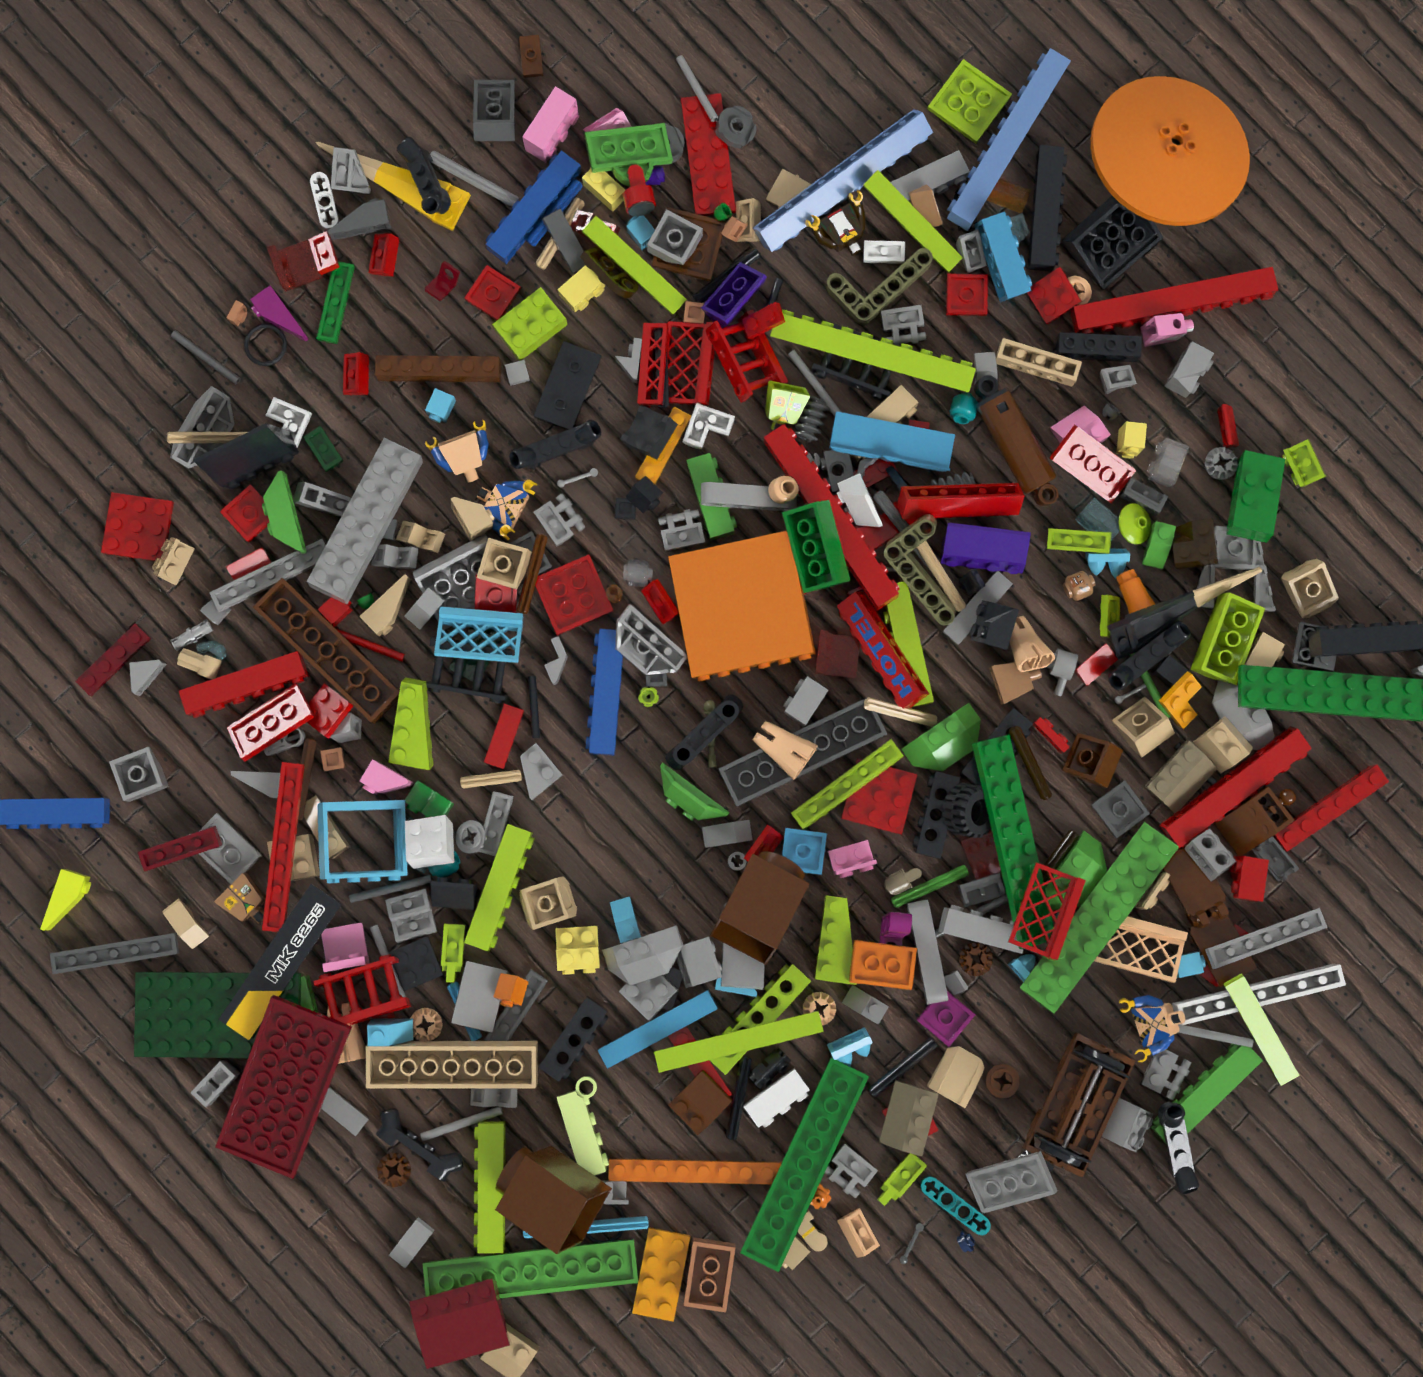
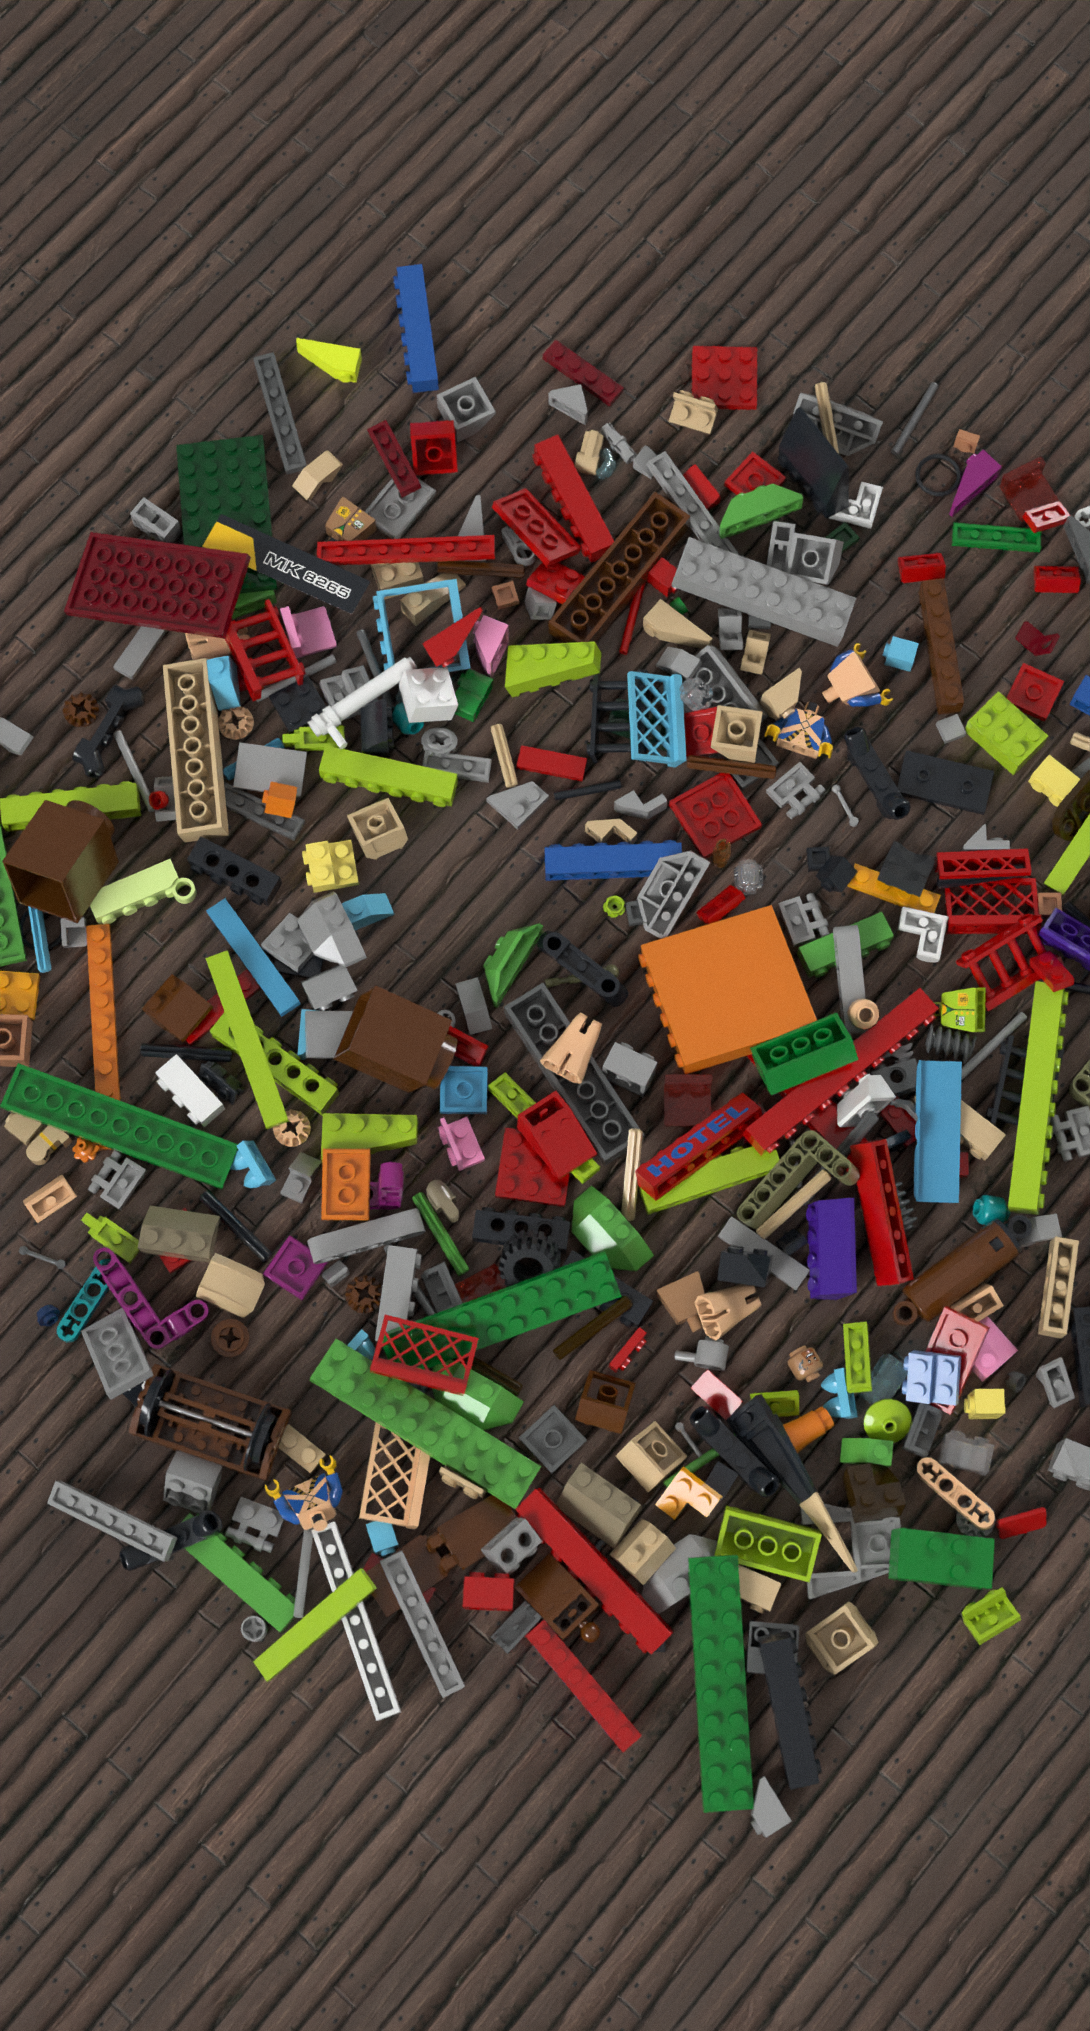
camera: 85 degrees right, 10 degrees down
(176, 809) = (433, 447): none -> red brick
(340, 469) = (814, 558): none -> light grey slope
(382, 815) = (449, 641): none -> red slope
(436, 931) = (333, 715): none -> white cylinder
(461, 595) = (696, 694): none -> clear head
(494, 1107) = (158, 797): none -> red hinge
(576, 699) = (602, 829): none -> tan slope
(862, 773) = (556, 1135): none -> red slope
(974, 1158) = (141, 1313): none -> magenta beam
(1046, 432) = (979, 1302): none -> light nougat brick
(1105, 1027) = (301, 1449): none -> tan plate
(1106, 480) = (932, 1377): none -> plate
(1156, 1198) = (112, 1520): none -> light grey plate
(1201, 476) = (953, 1495): none -> light nougat beam
(1259, 1082) = (251, 1626): none -> light grey wheel

